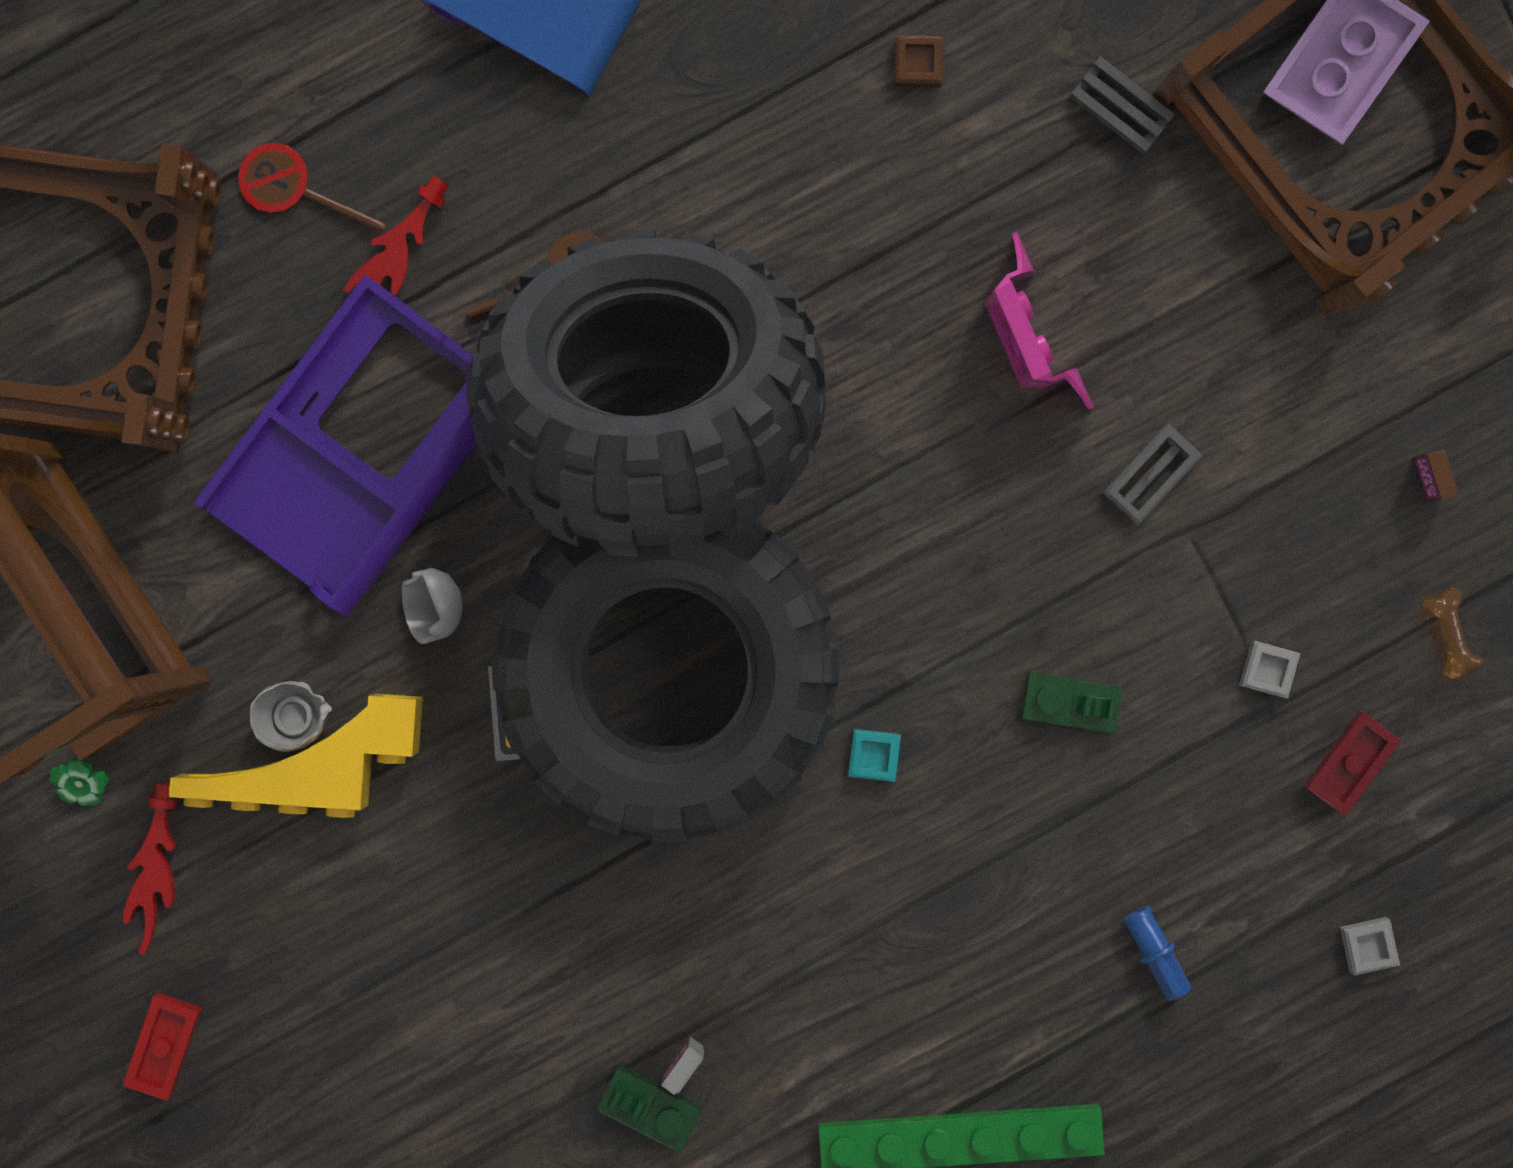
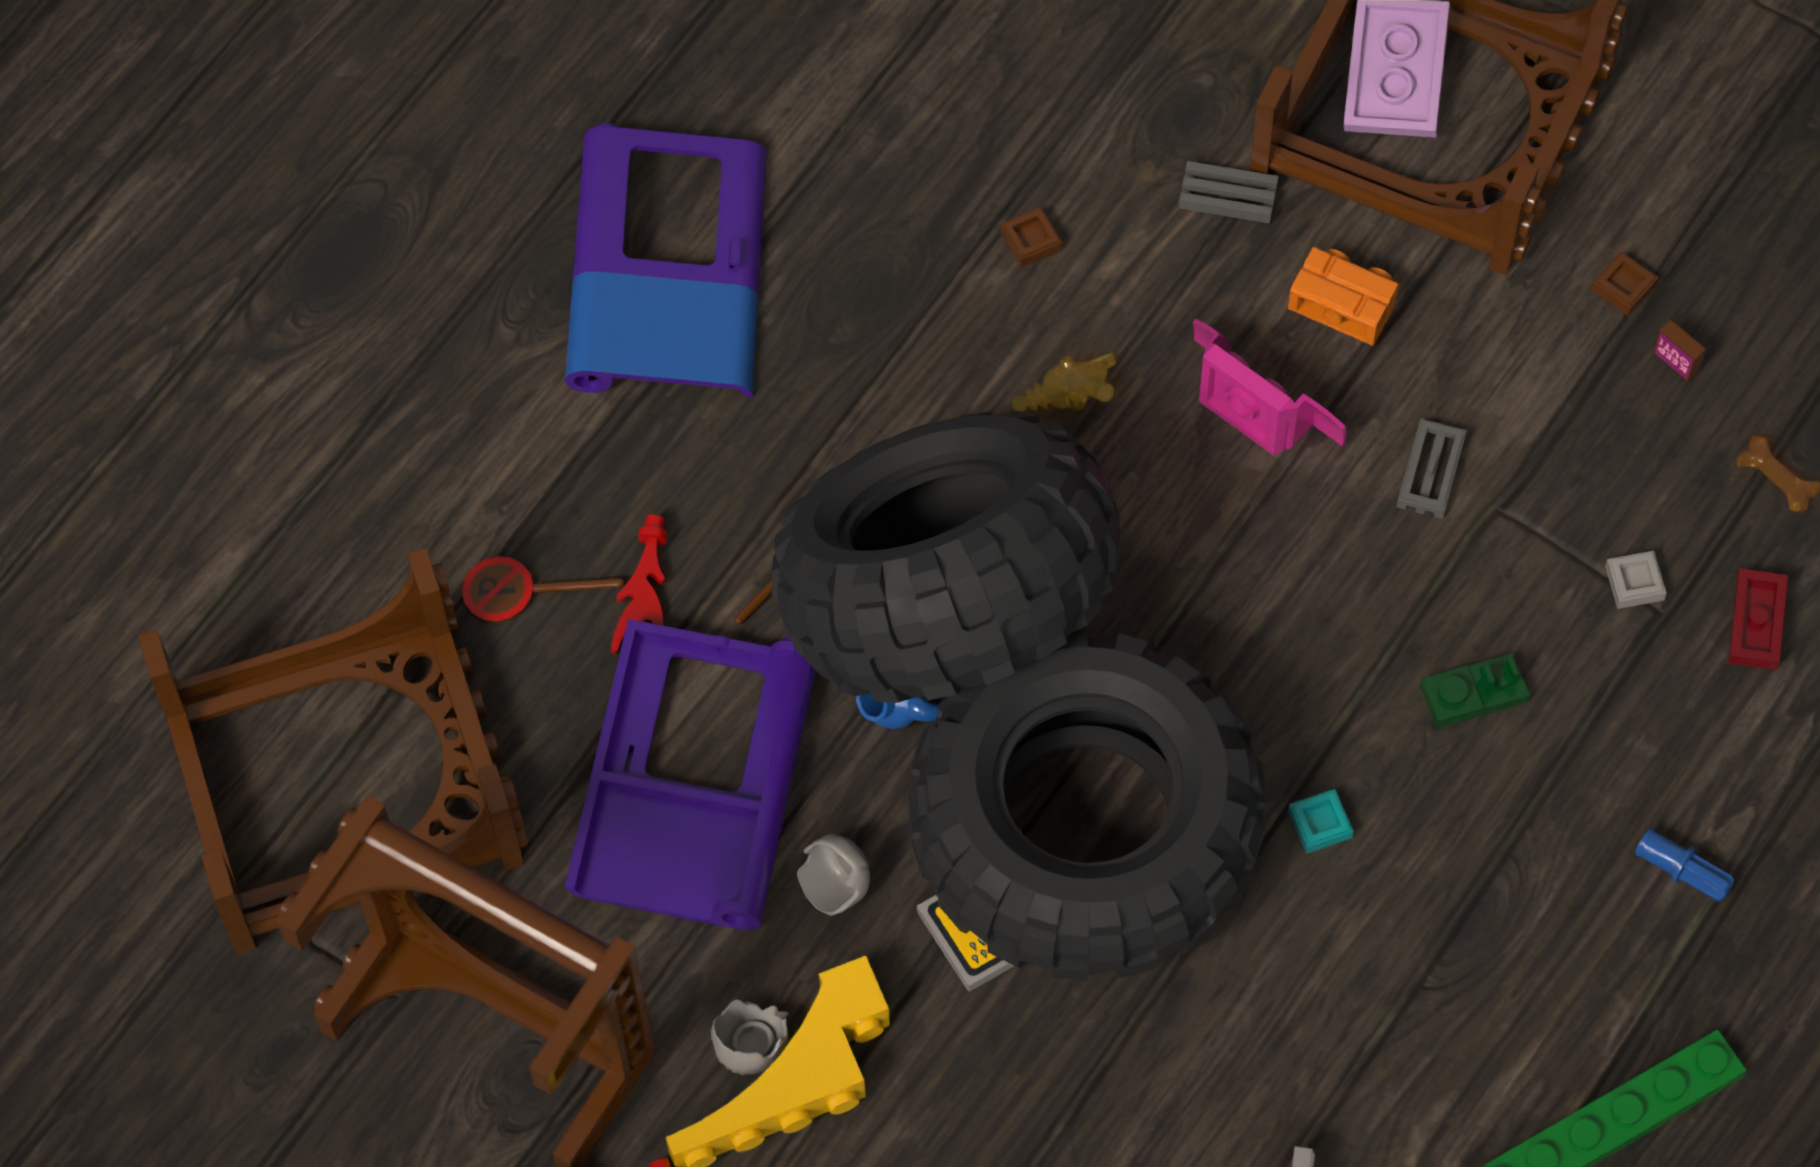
camera: 20 degrees left, 25 degrees down
(875, 234) = (1070, 385): none -> clear yellow piece
(1168, 267) = (1344, 295): none -> orange brick
(1427, 379) = (1624, 283): none -> reddish brown tile

